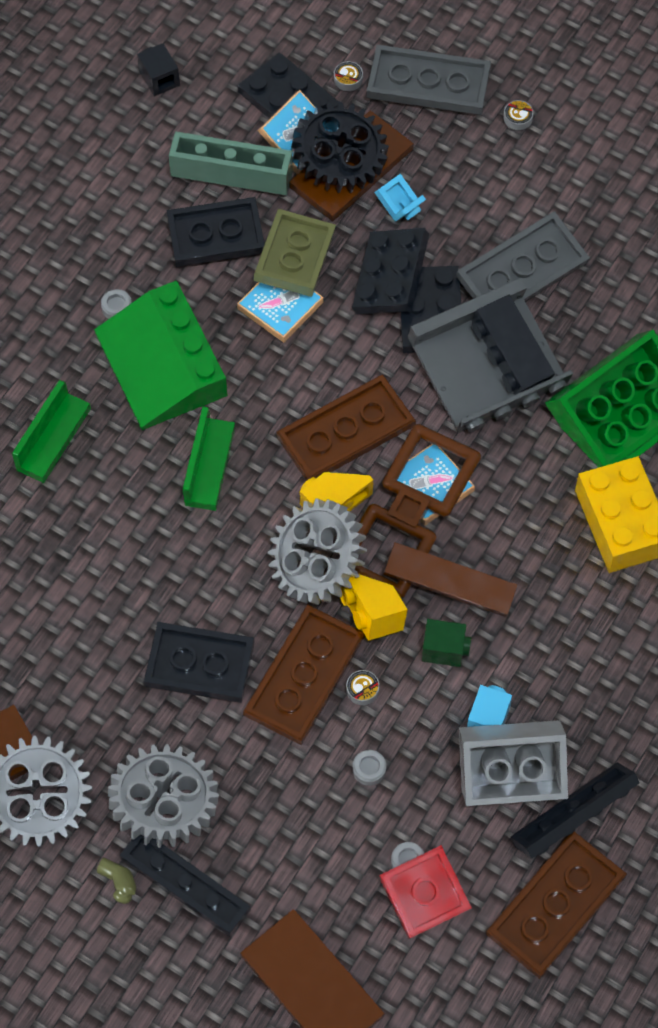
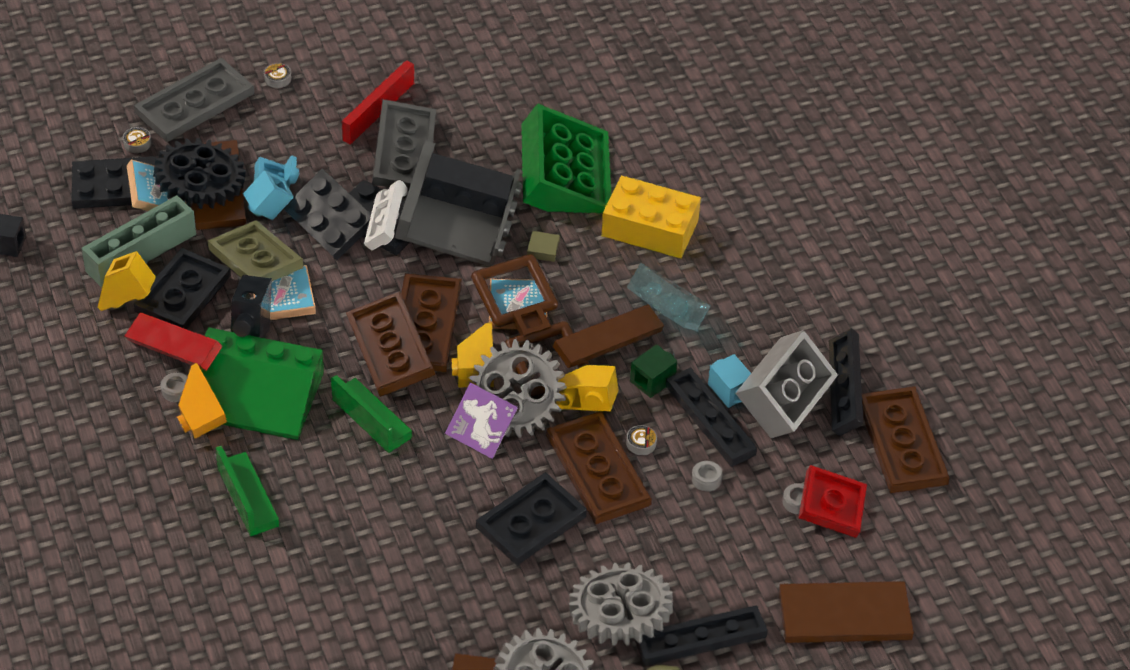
camera: 55 degrees left, 15 degrees down
(100, 333) = (199, 405): none -> light orange slope
(144, 268) = (173, 341): none -> red tile
(174, 187) = (126, 280): none -> yellow slope
(220, 296) = (251, 315): none -> black torso
(267, 549) = (481, 420): none -> medium lavender sticker
(290, 421) = (390, 344): none -> reddish brown tile
(366, 212) = (268, 195): none -> medium azure brick
(410, 312) = (384, 215): none -> white plate
(434, 725) = (711, 417): none -> black plate
(514, 455) = (544, 245): none -> olive tile
(535, 600) = (668, 297): none -> clear light blue slope
(566, 207) = (370, 108): none -> red tile

